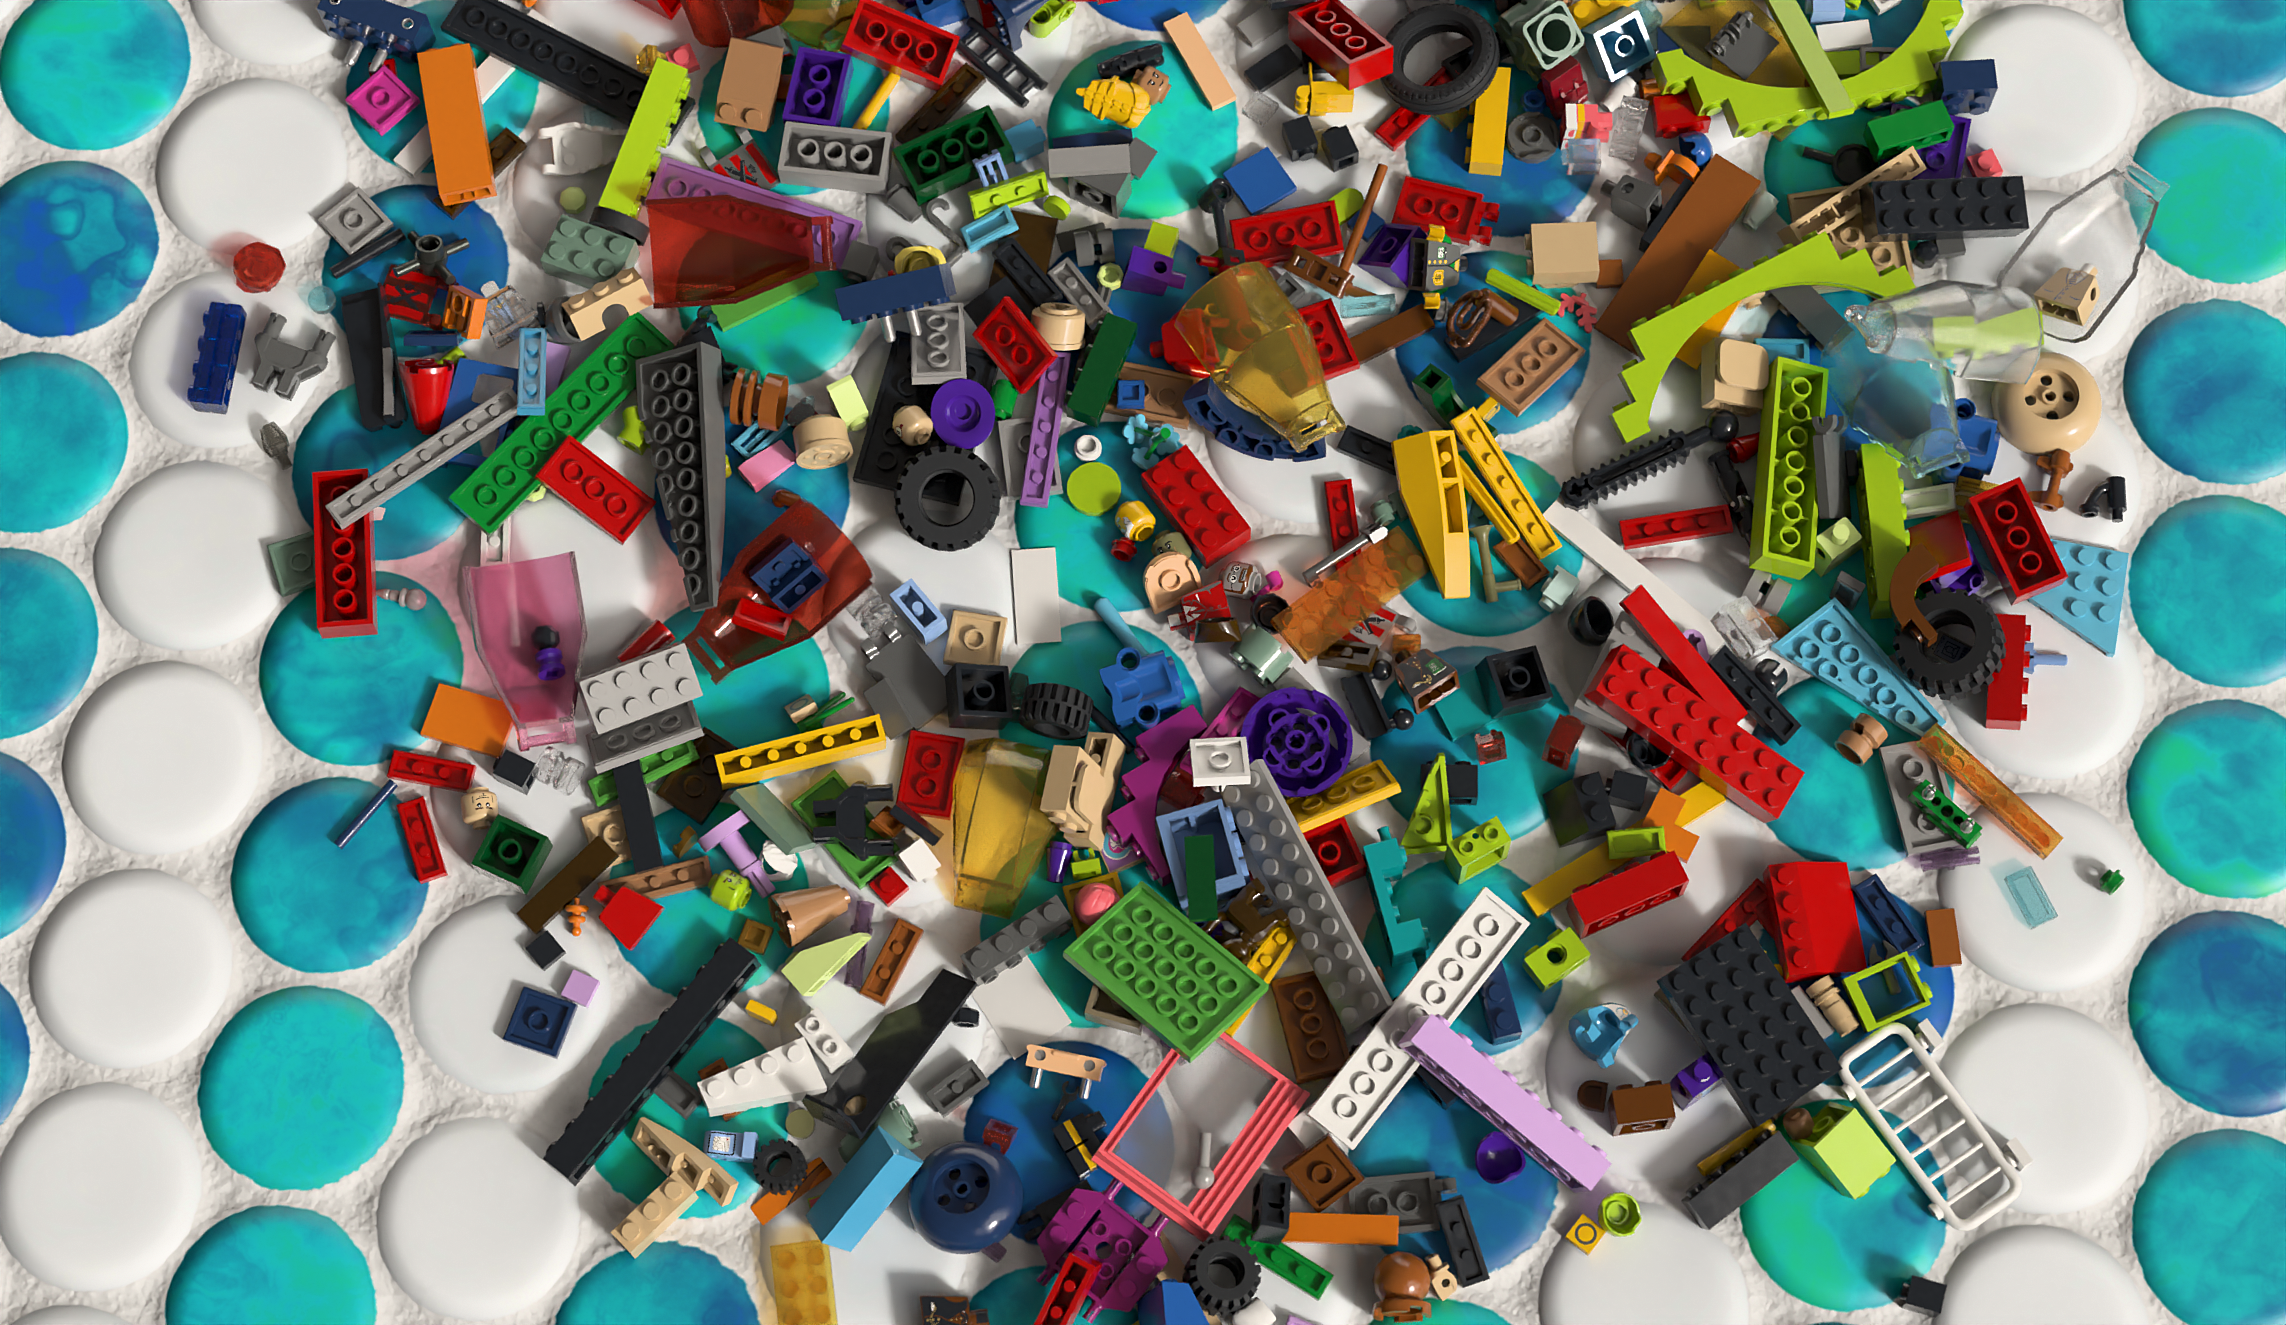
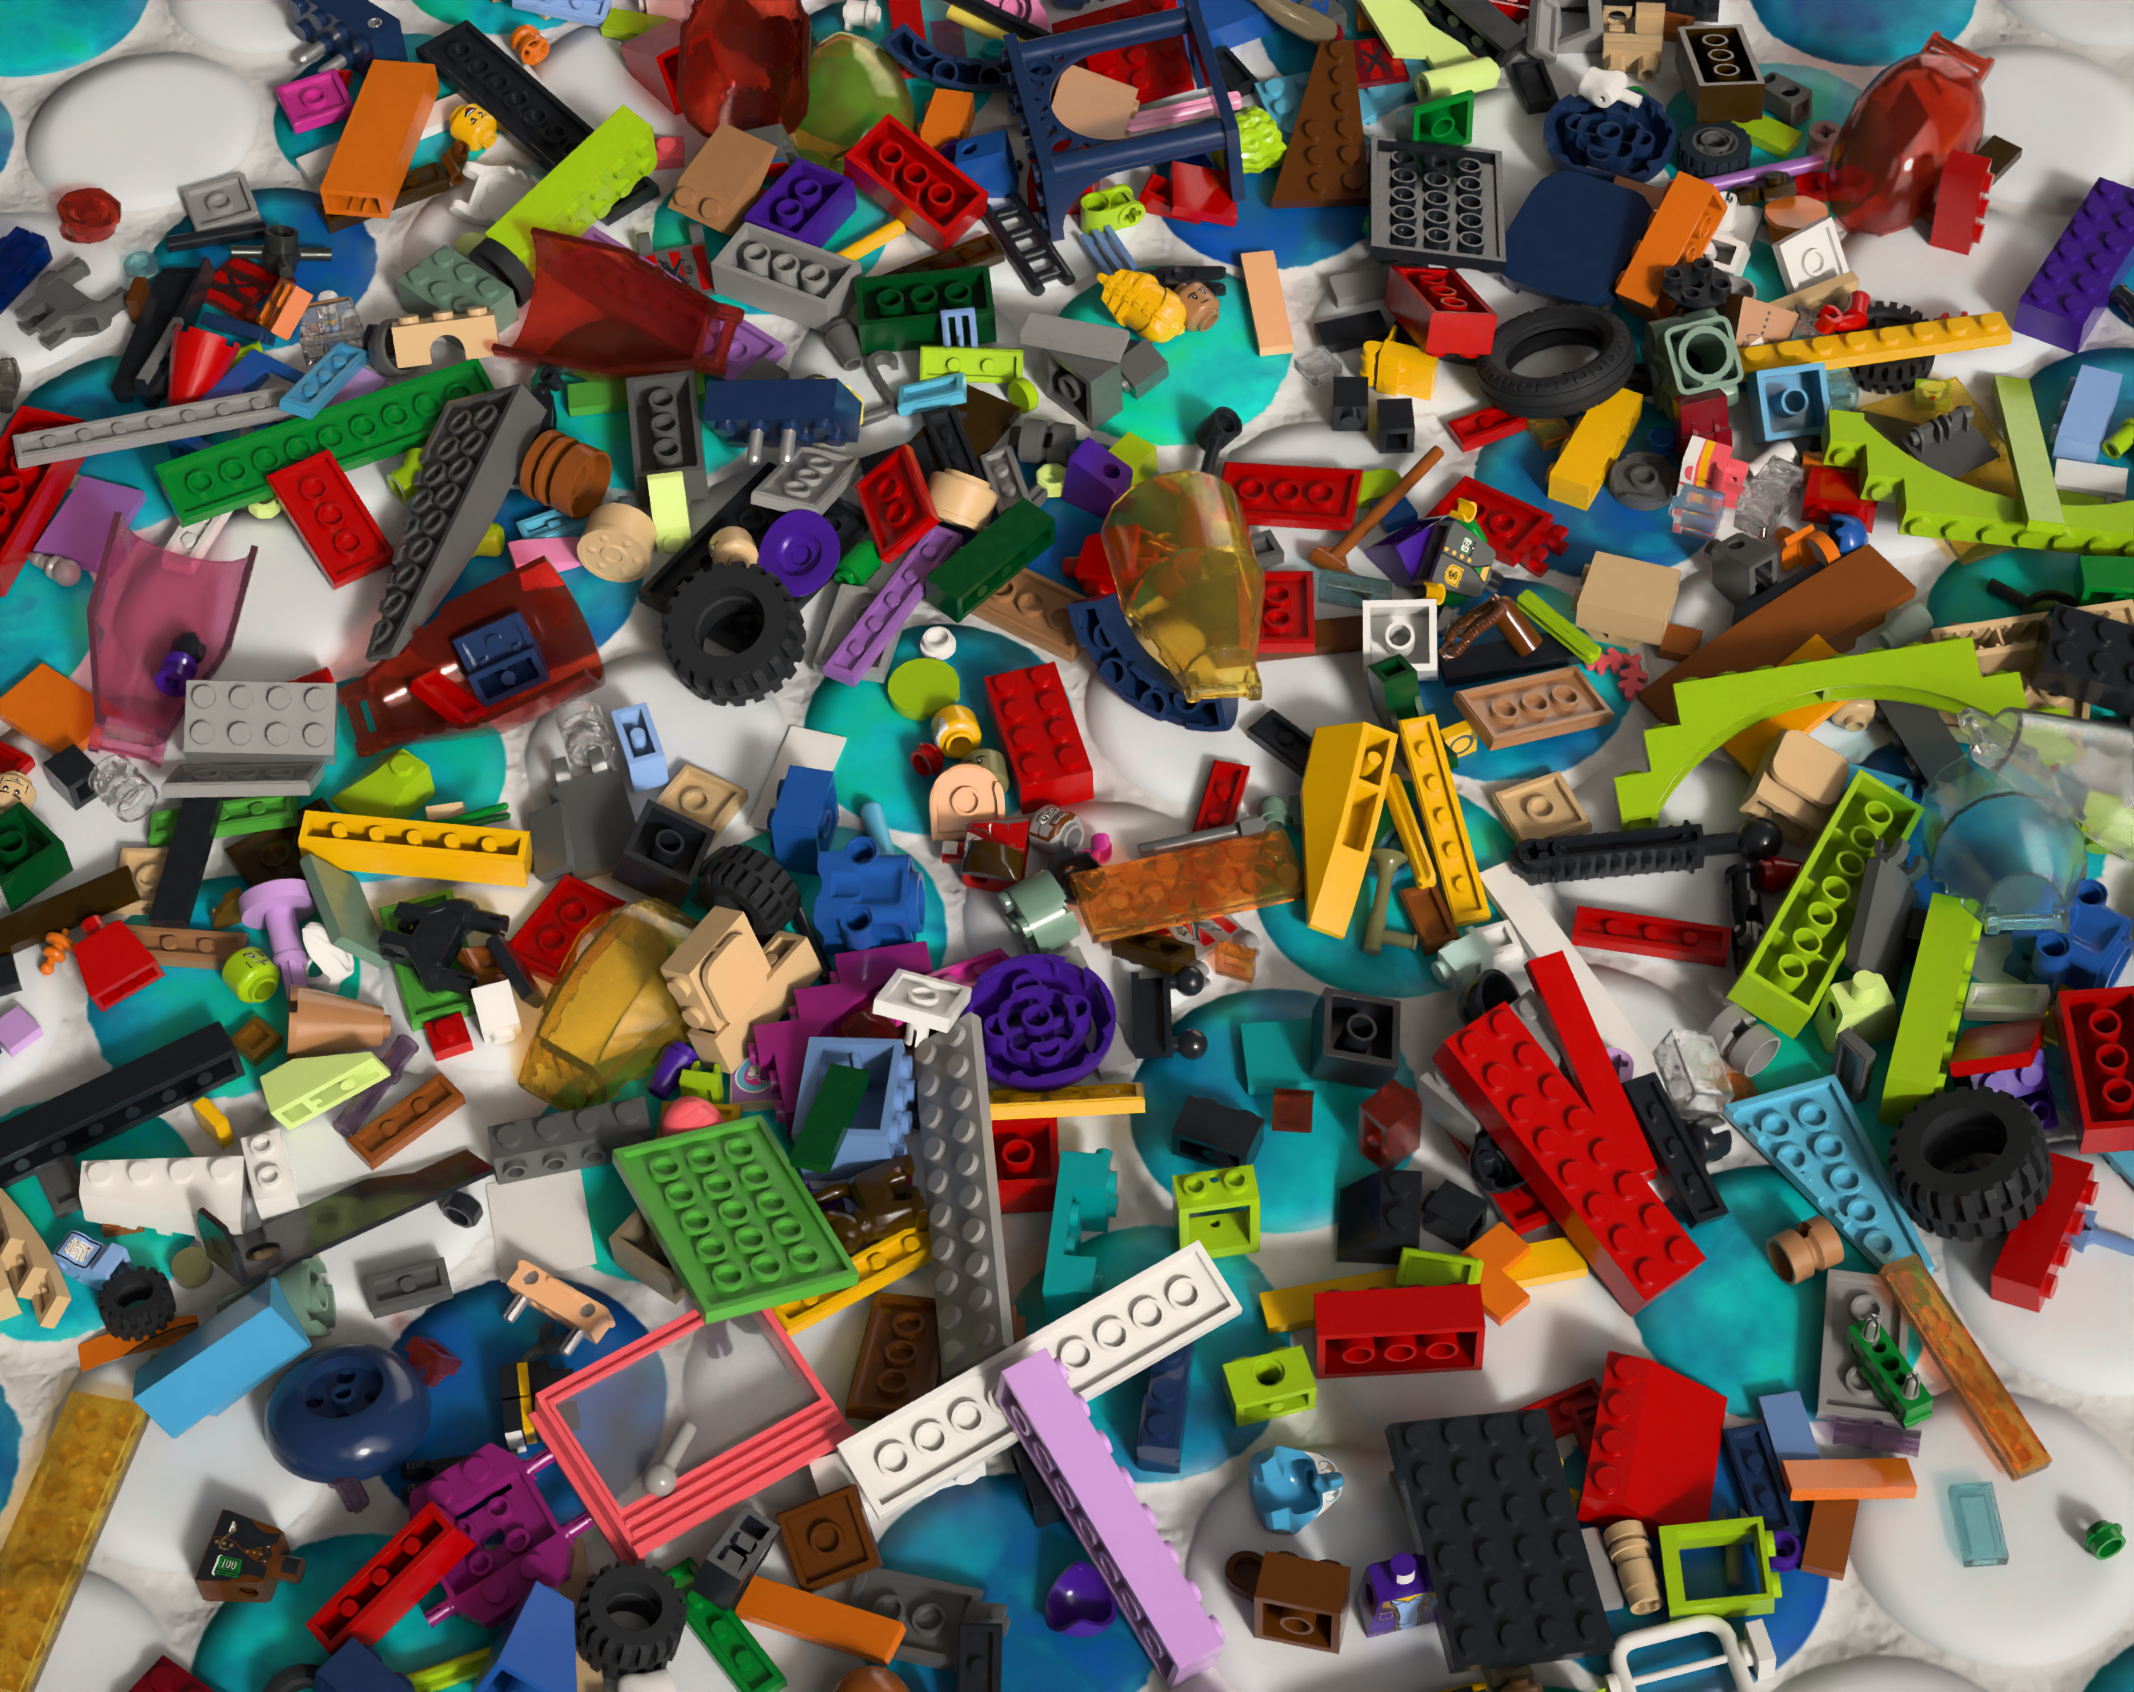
camera: 20 degrees right, 20 degrees down
(340, 335) = (136, 297): none -> reddish brown tile
(408, 549) = (85, 521): none -> medium lavender tile
(518, 122) = (453, 161): none -> reddish brown arm
(521, 87) = (473, 126): none -> yellow head
(746, 706) = (388, 787): none -> lime slope
(812, 334) = (667, 431): none -> dark grey brick
(1026, 140) = (1010, 319): dark azure brick -> none
(1048, 38) = (1116, 244): none -> medium blue tile
(1066, 641) = (803, 818): none -> blue brick
(1130, 394) = (1016, 600): blue tile -> none
(1162, 439) = (1018, 650): medium azure plant -> none
(1259, 182) = (1283, 435): blue tile -> none
(1317, 272) = (1307, 534): reddish brown plate -> none
(1420, 342) = (1401, 628): none -> white brick
(1424, 678) = (1241, 1004): torso -> none
(1431, 820) = (1175, 1152): lime wing -> none
(1564, 448) = (1541, 809): none -> tan tile
(1574, 562) = (1502, 940): none -> white tile
(1893, 873) = (1787, 1427): none -> medium blue tile
(1907, 577) = (1928, 1056): reddish brown arch -> none
(1925, 959) = (1793, 1552): none -> dark purple plate
(1943, 896) = (1848, 1479): none -> orange tile

